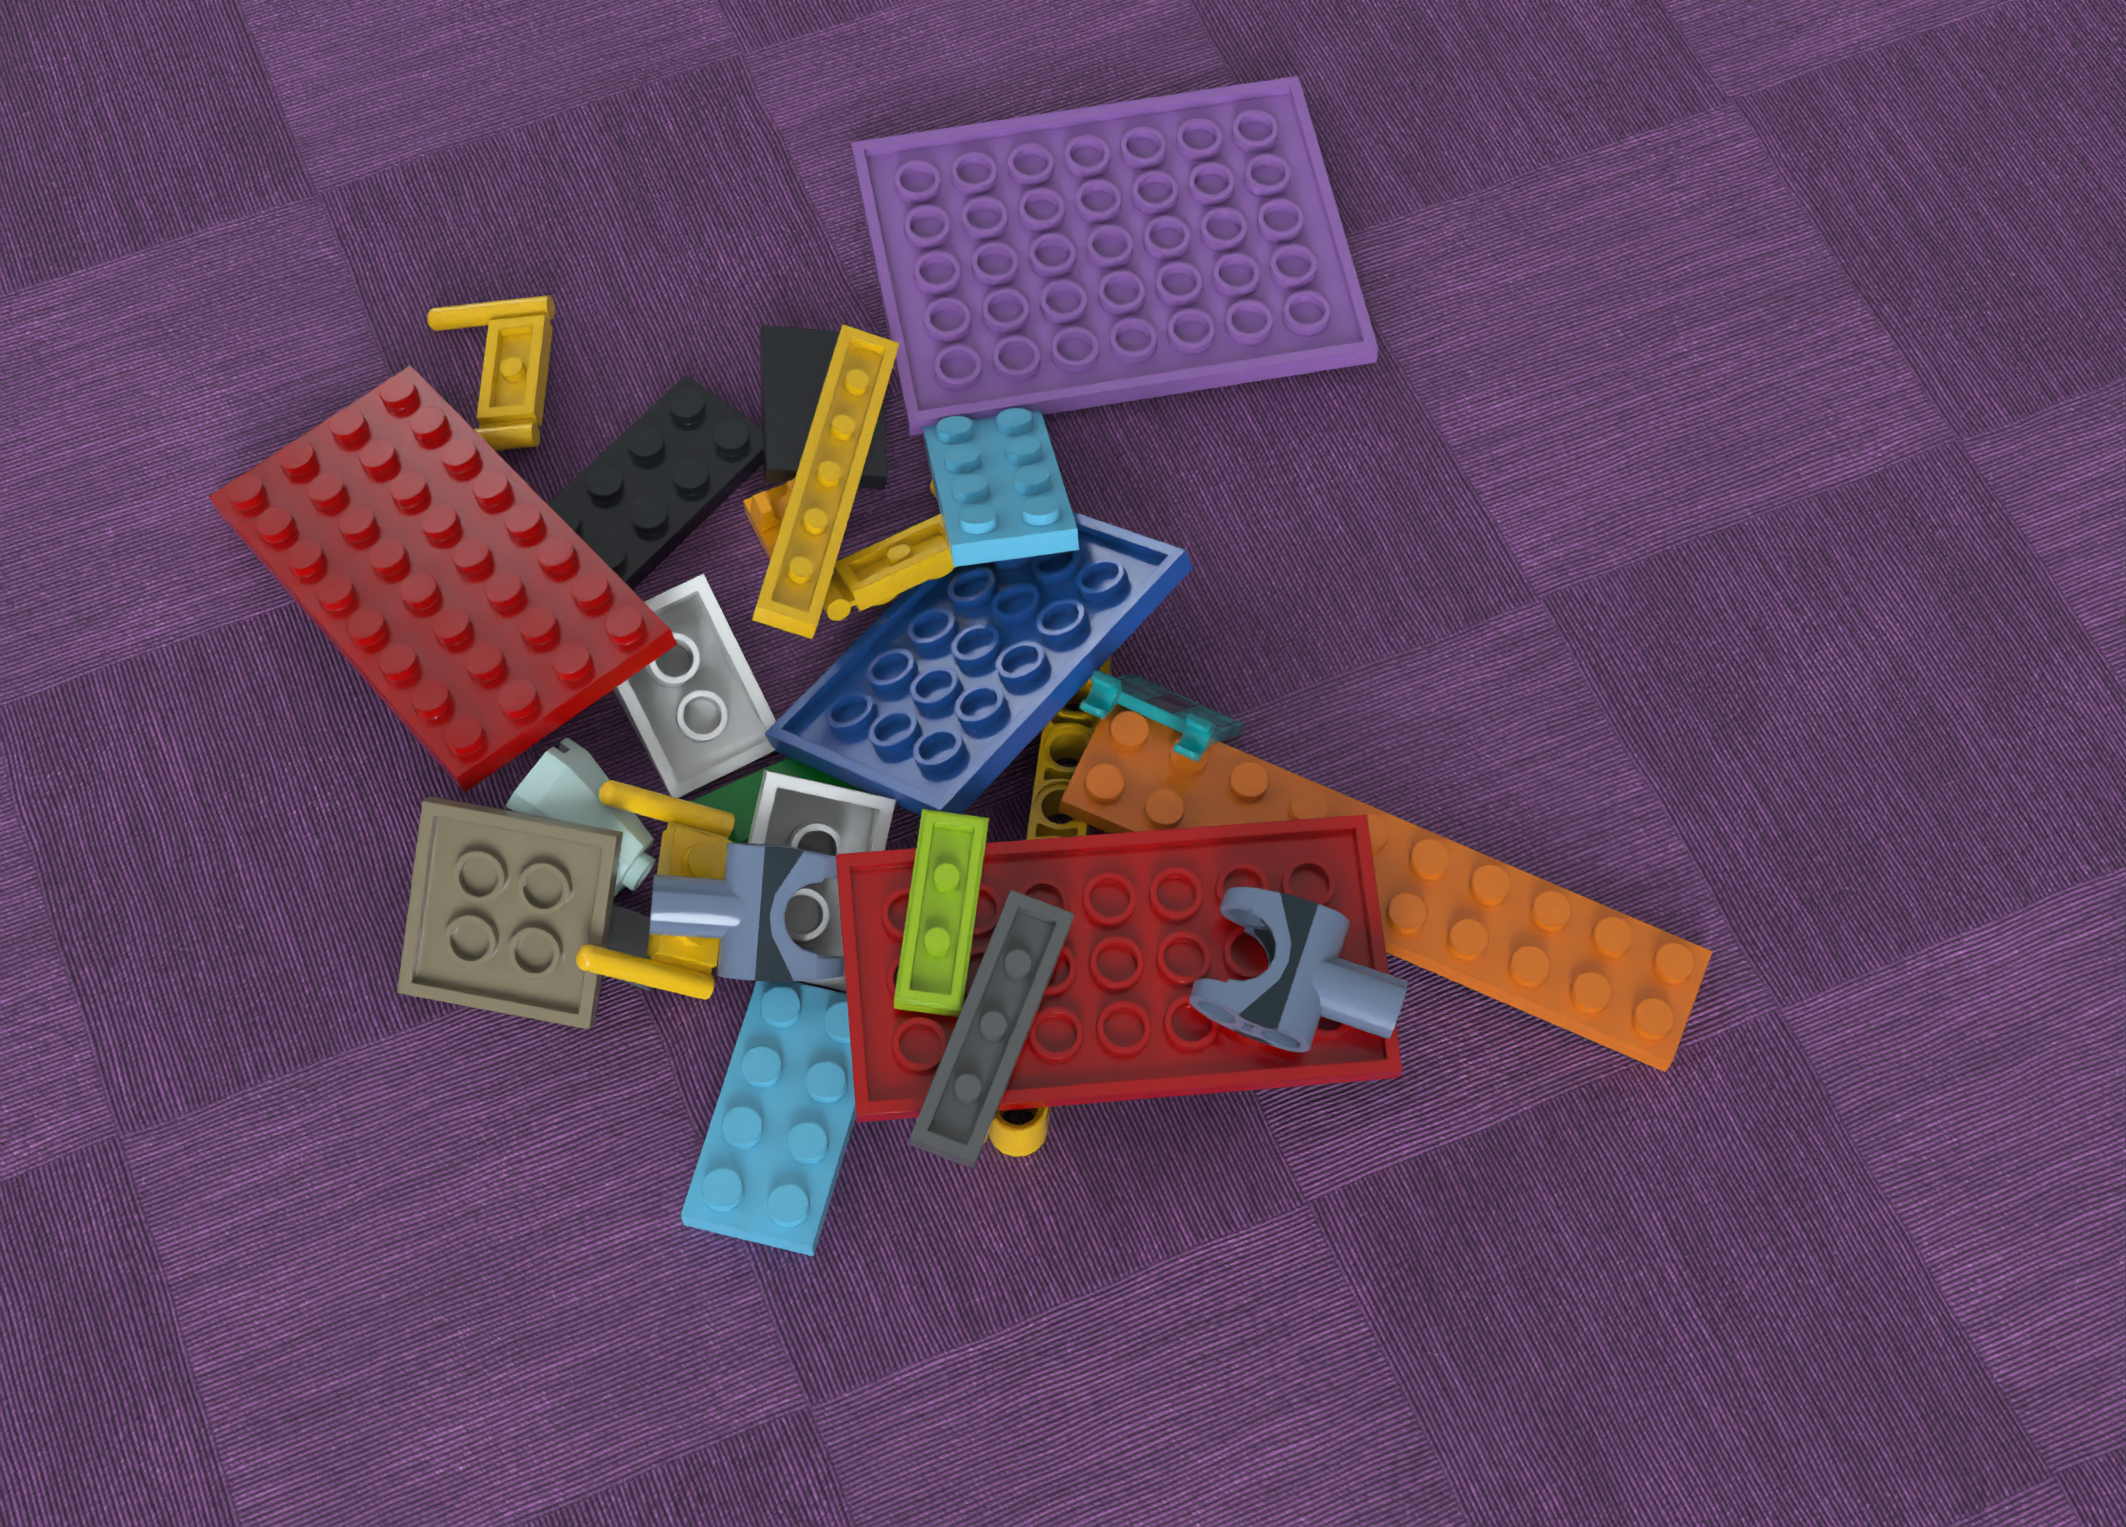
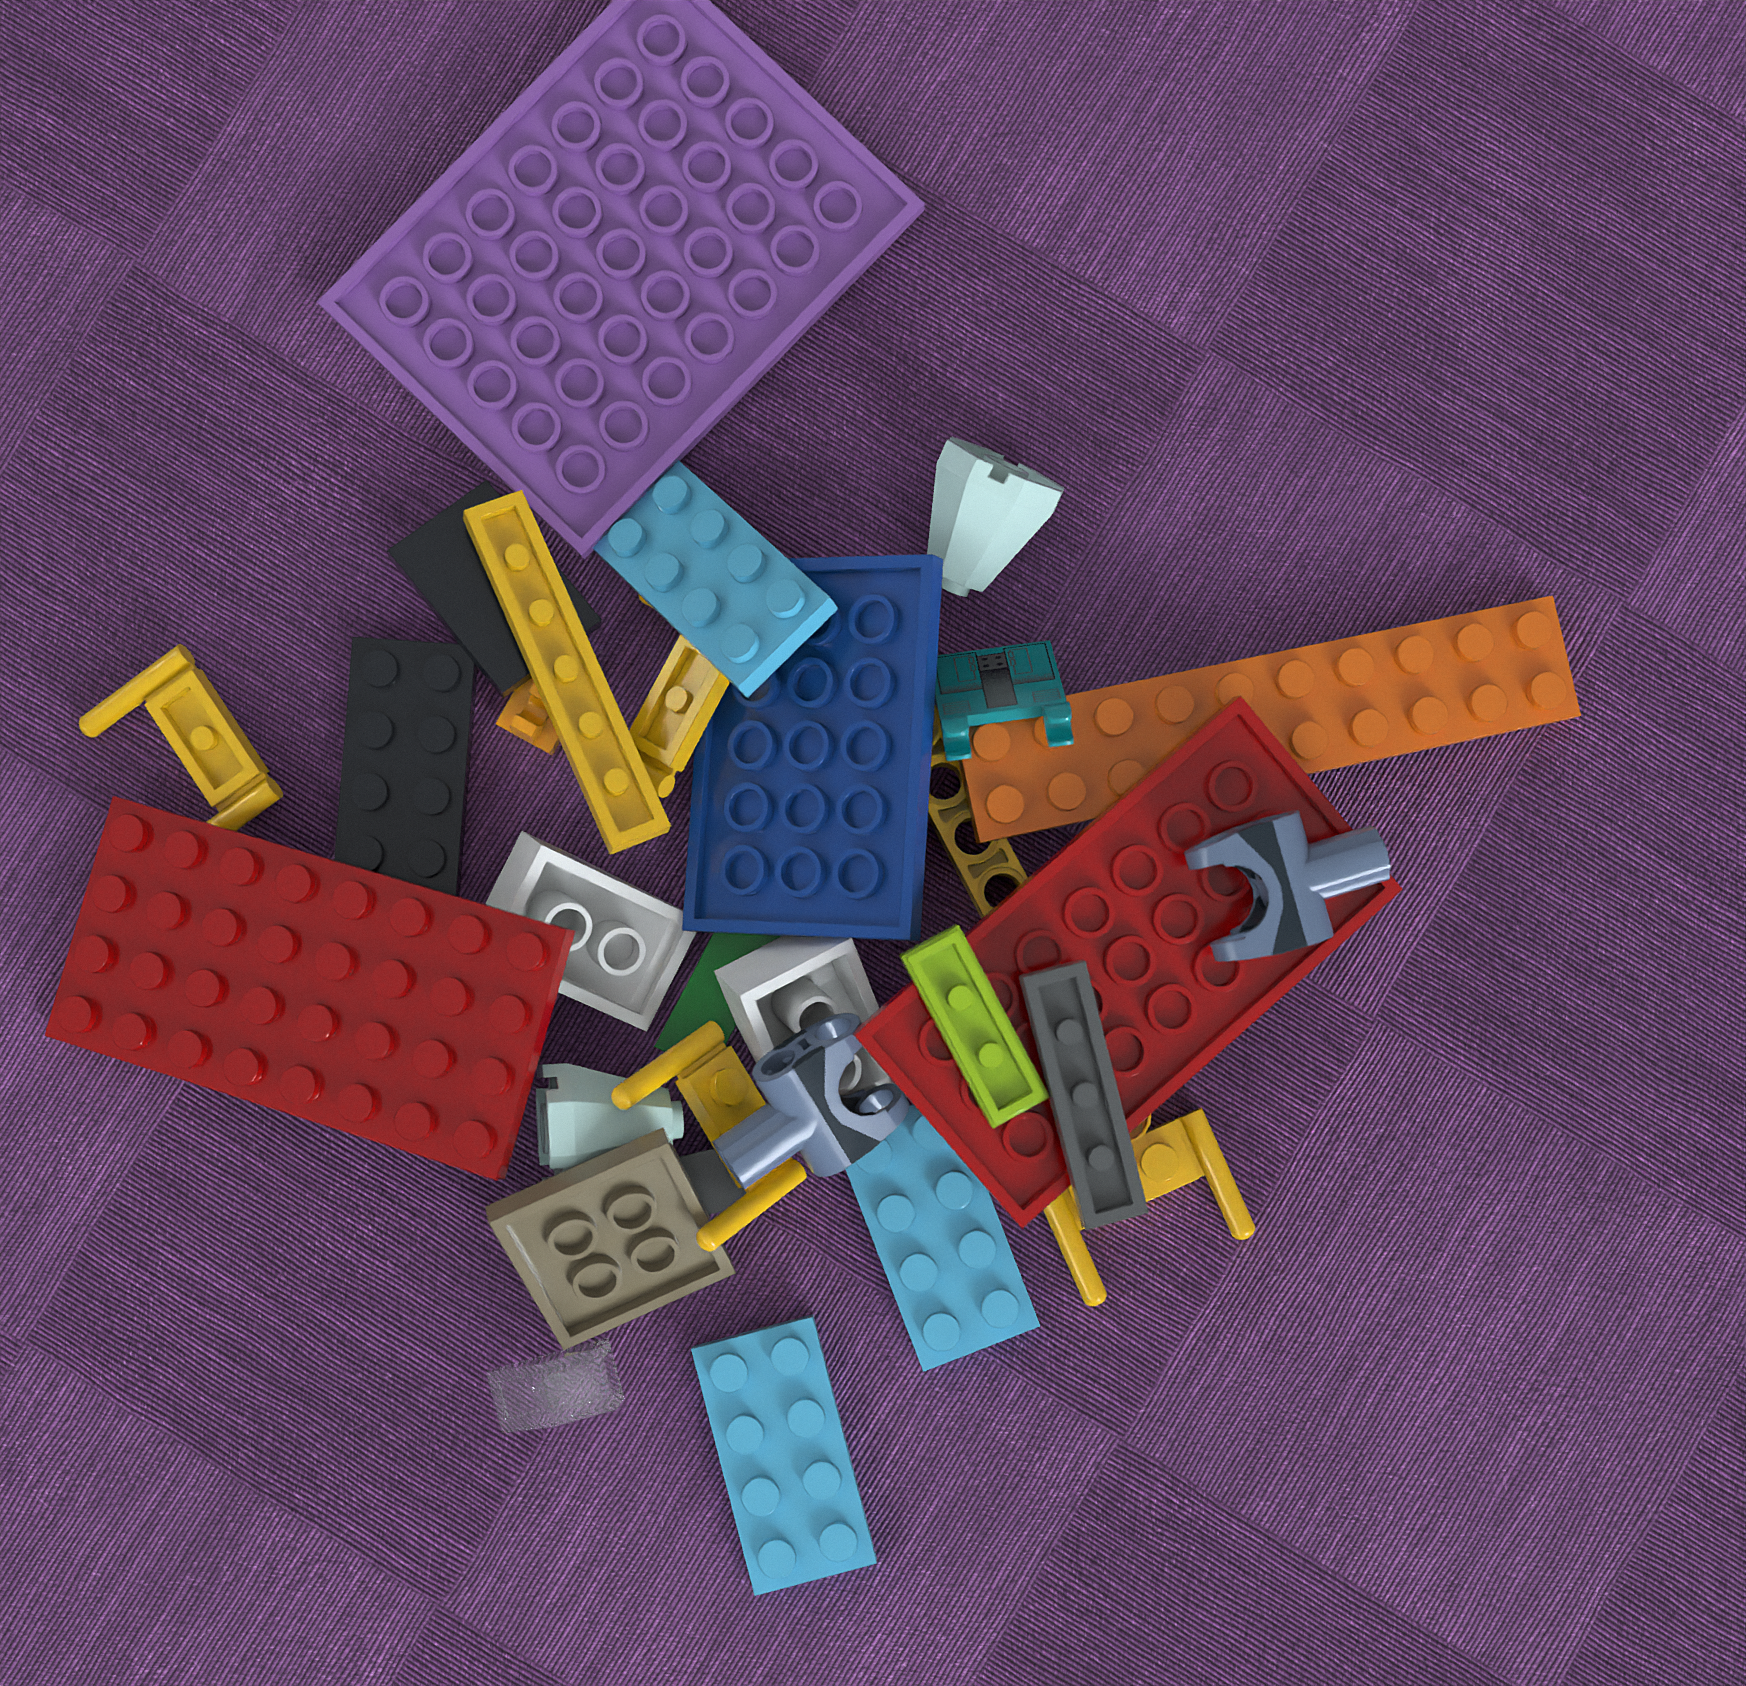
camera: 30 degrees left, 25 degrees up
(370, 1015) = (556, 1388): none -> clear slope
(505, 1209) = (784, 1455): none -> medium azure plate
(1004, 1185) = (1165, 1161): none -> yellow plate
(1255, 583) = (984, 513): none -> light aqua cone

